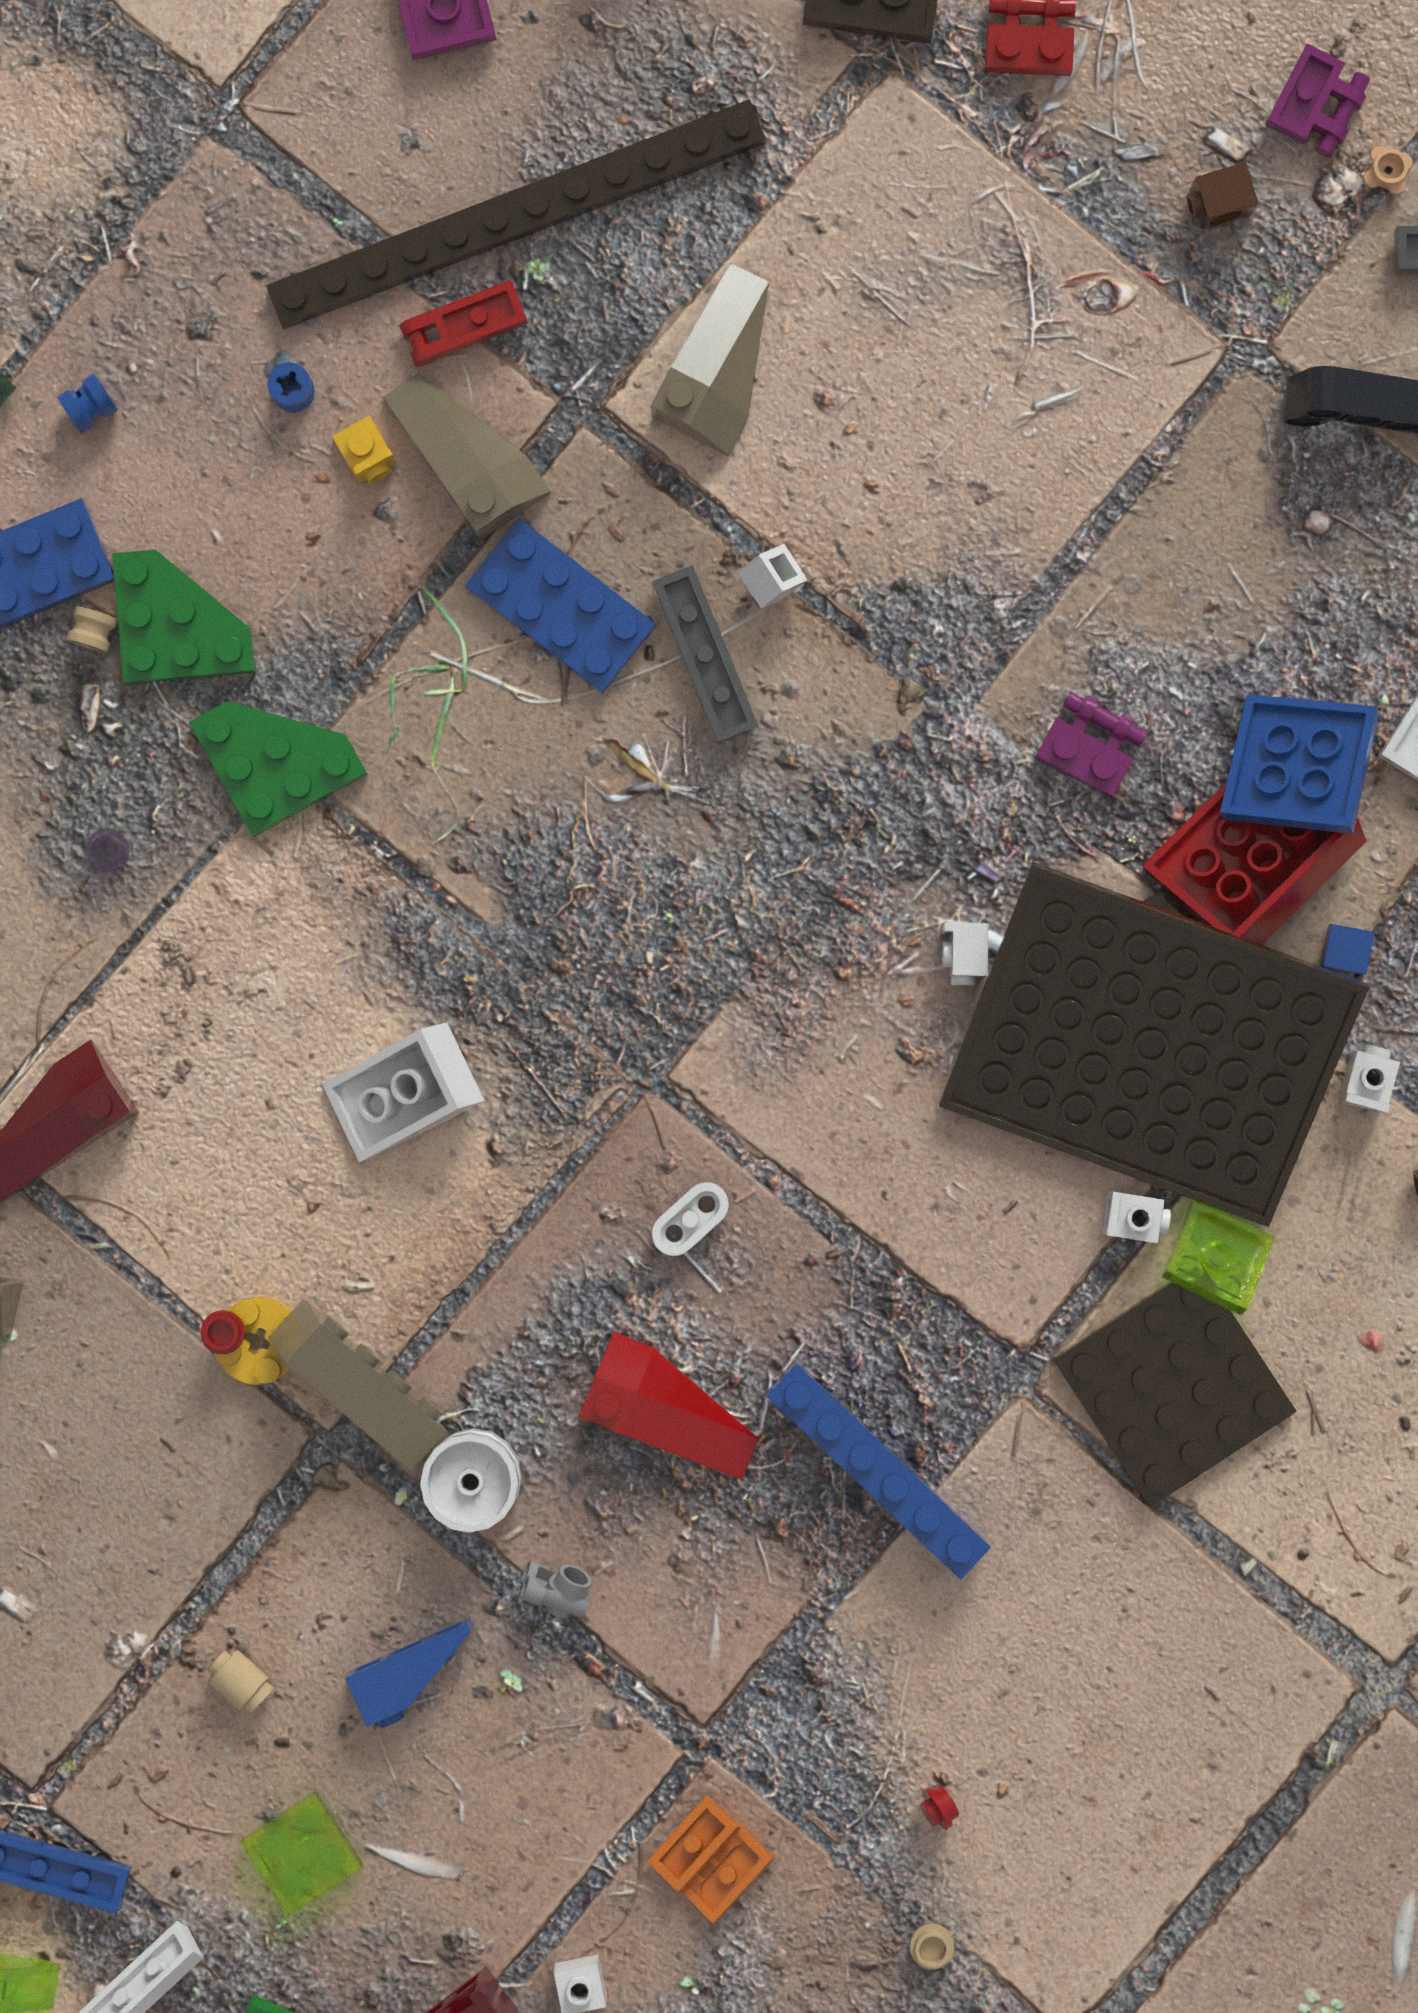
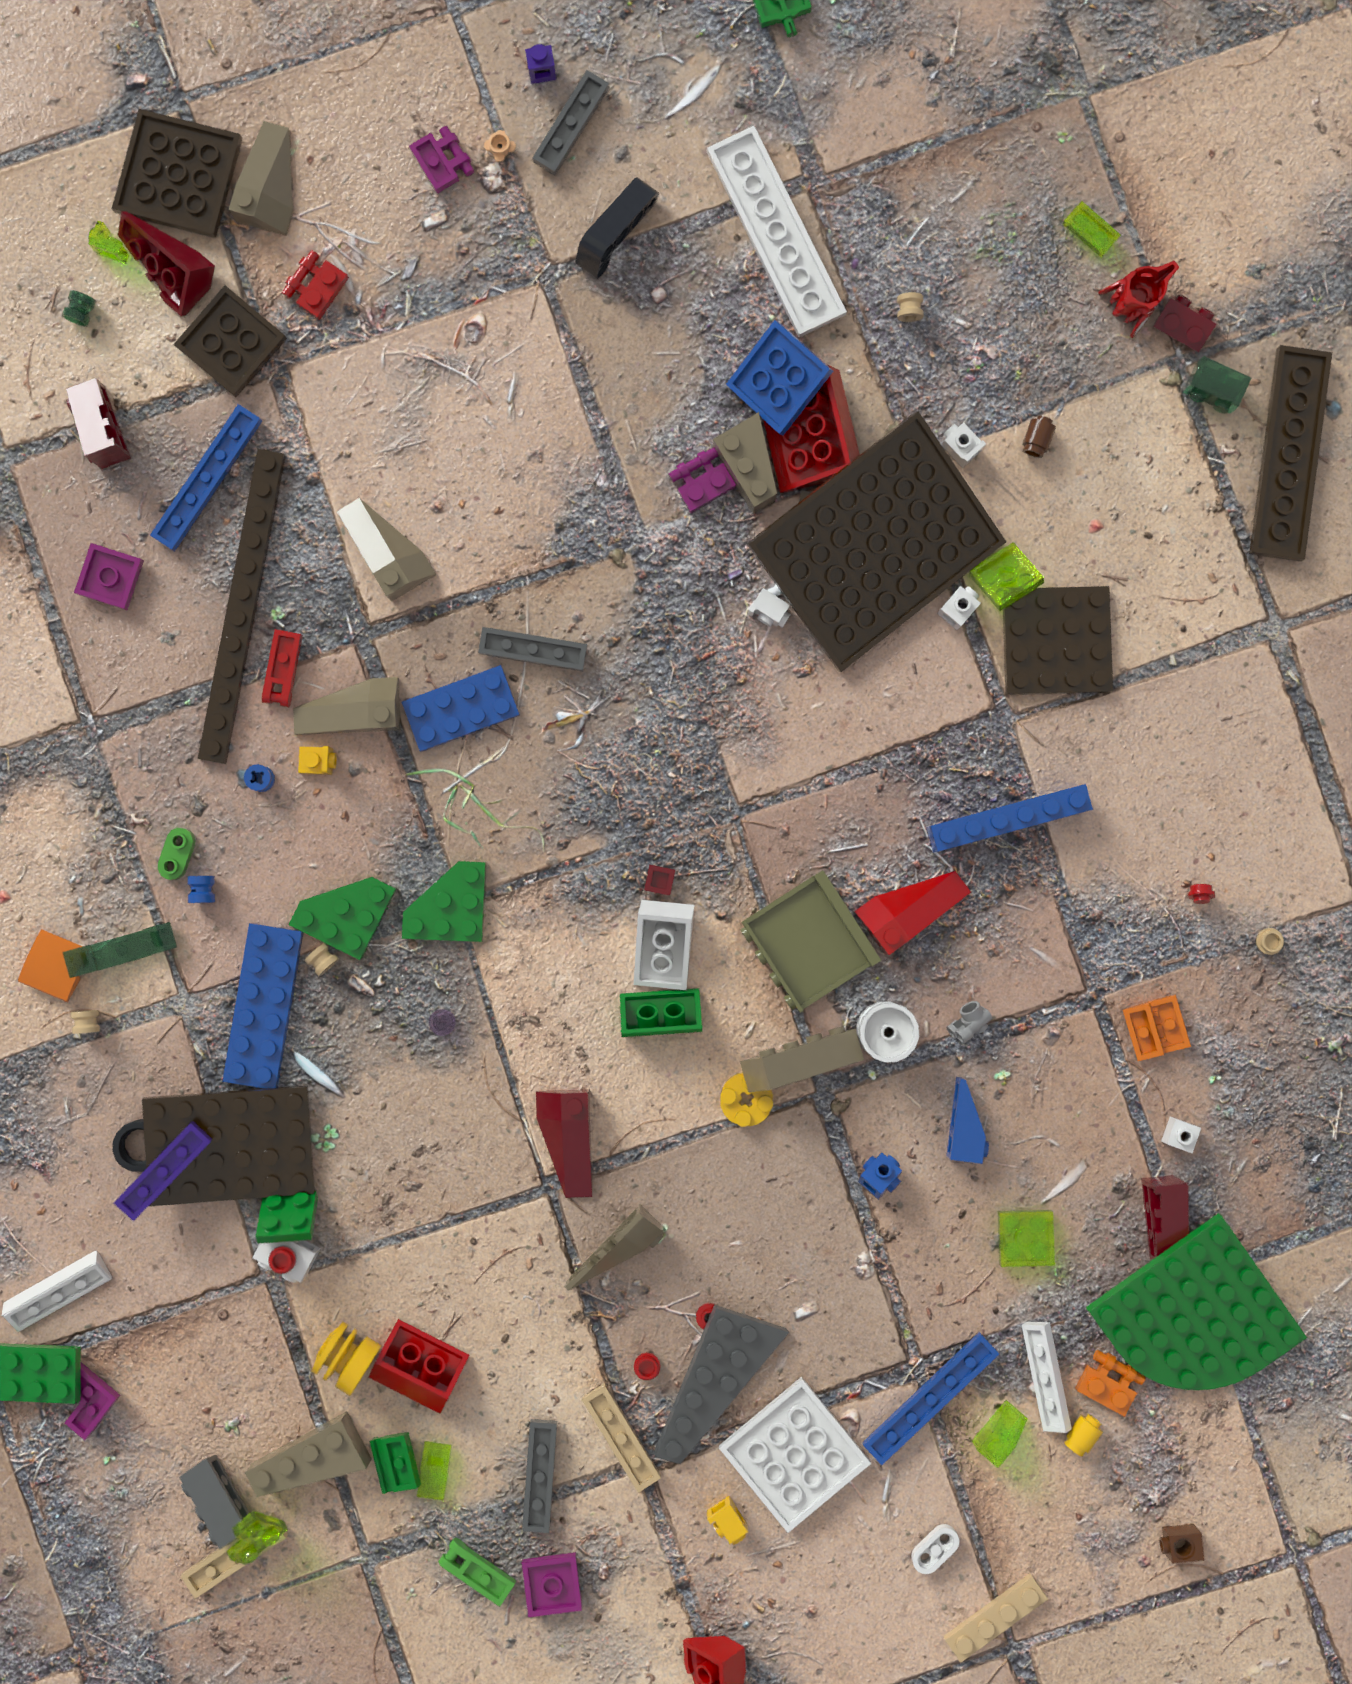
camera: 65 degrees left, 0 degrees up
(115, 339) = (177, 854): none -> bright green plate
(223, 1332) = (731, 1114): red plate -> none
(239, 1681) = (917, 1216): tan brick -> none
(249, 1595) = (877, 1183): none -> blue brick
(304, 1146) = (660, 1012): none -> green slope
(490, 1031) = (659, 880): none -> dark red plate
(531, 1293) = (809, 941): none -> olive panel
(664, 53) = (206, 477): none -> blue plate
(690, 1219) = (819, 836): white plate -> none
(772, 576) = (514, 589): white plate -> none
(1154, 792) = (748, 462): none -> dark tan wedge
(1222, 196) = (460, 237): reddish brown brick -> none
(1347, 949) = (888, 414): blue tile -> none

